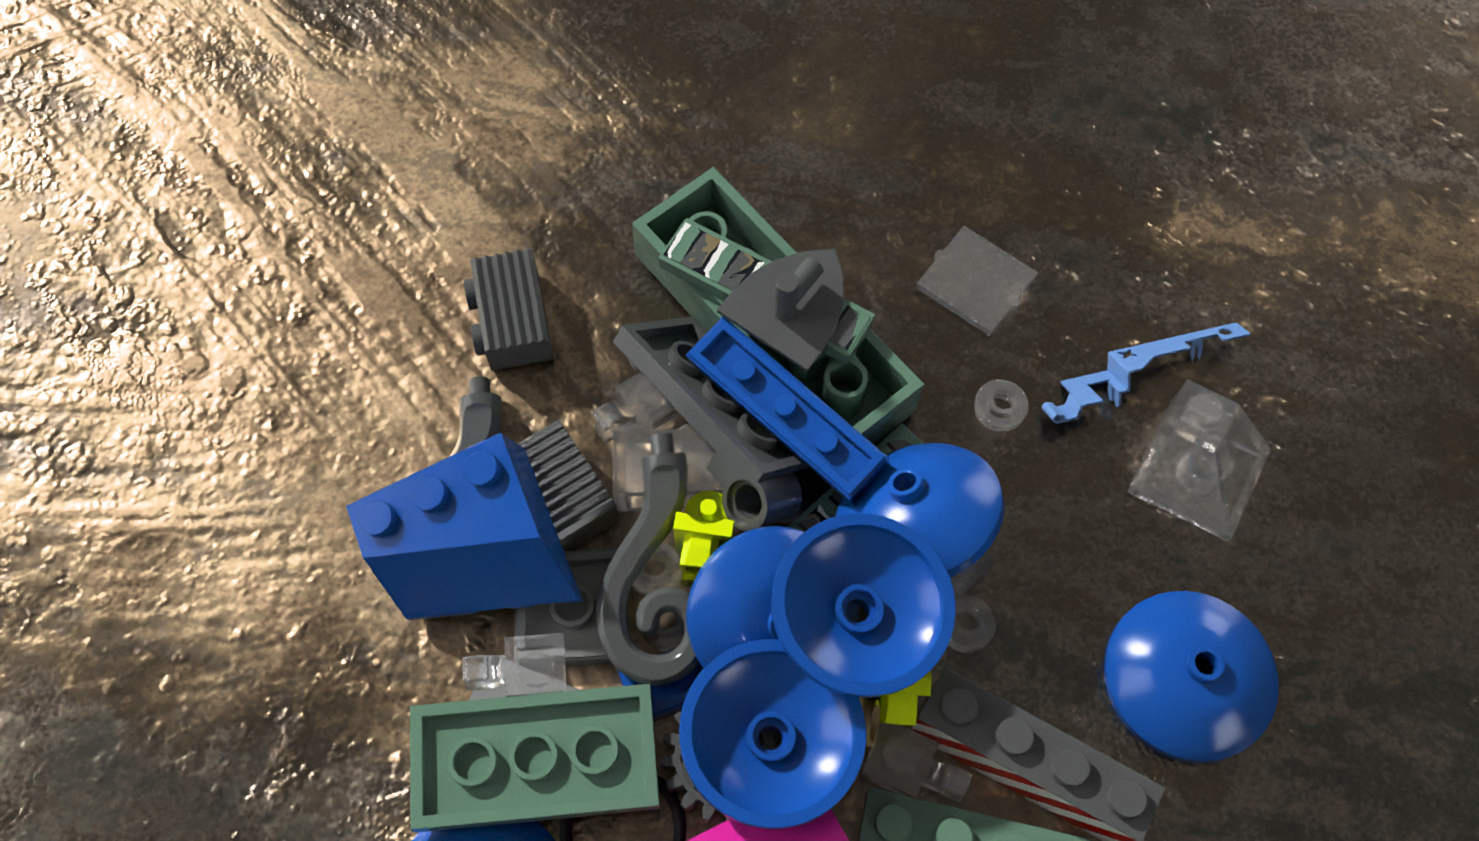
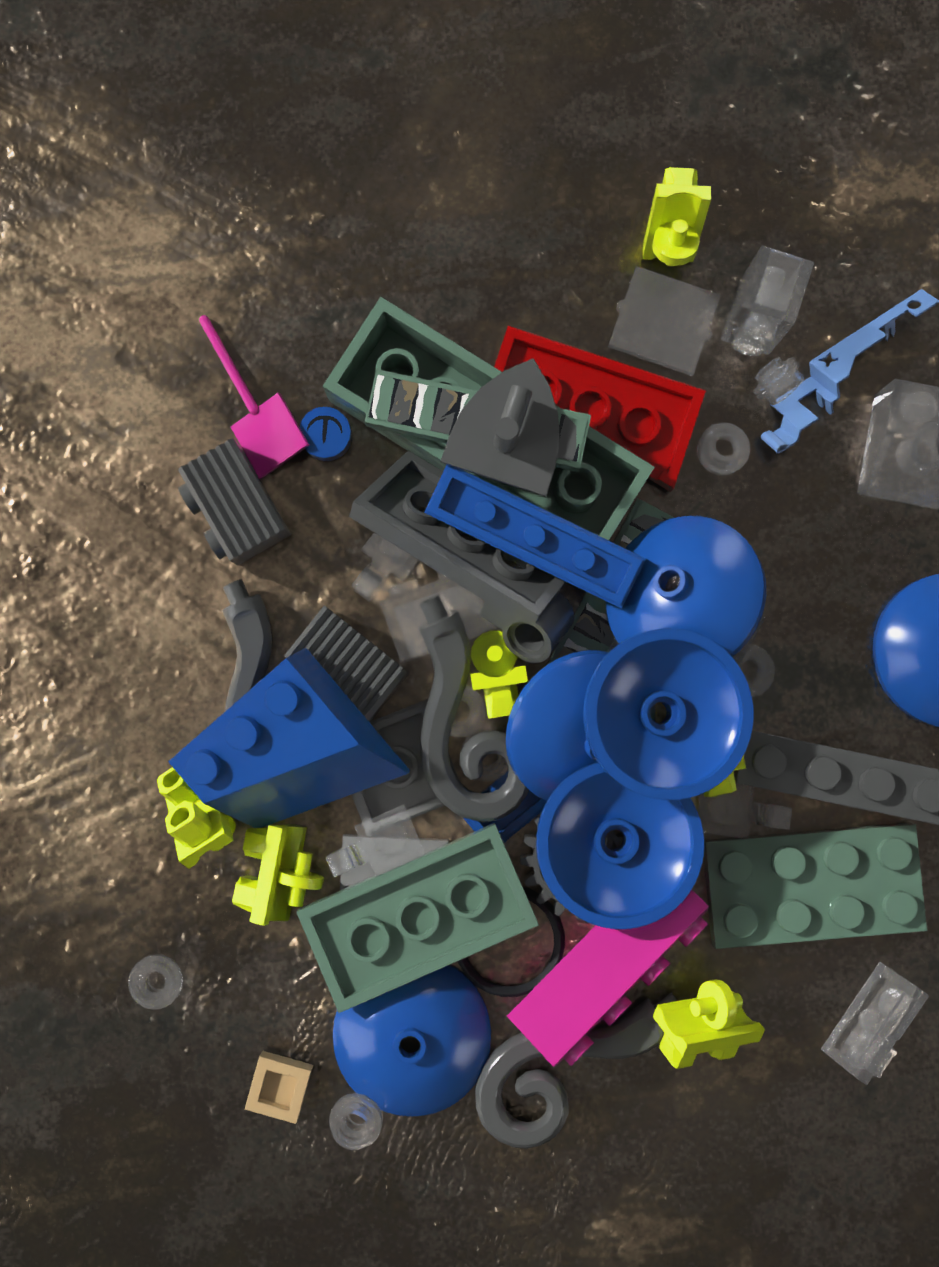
camera: 15 degrees left, 20 degrees up
(220, 736) = (141, 988): none -> clear plate
(348, 582) = (191, 822): none -> neon yellow hips
(410, 669) = (282, 873): none -> neon yellow hips
(571, 261) = (270, 430): none -> dark pink piece
(620, 280) = (326, 433): none -> blue tile
(922, 335) = (625, 403): none -> red wing
(1010, 187) = (676, 217): none -> neon yellow hips
(1072, 357) = (778, 380): none -> clear plate
(1076, 278) = (766, 301): none -> clear brick

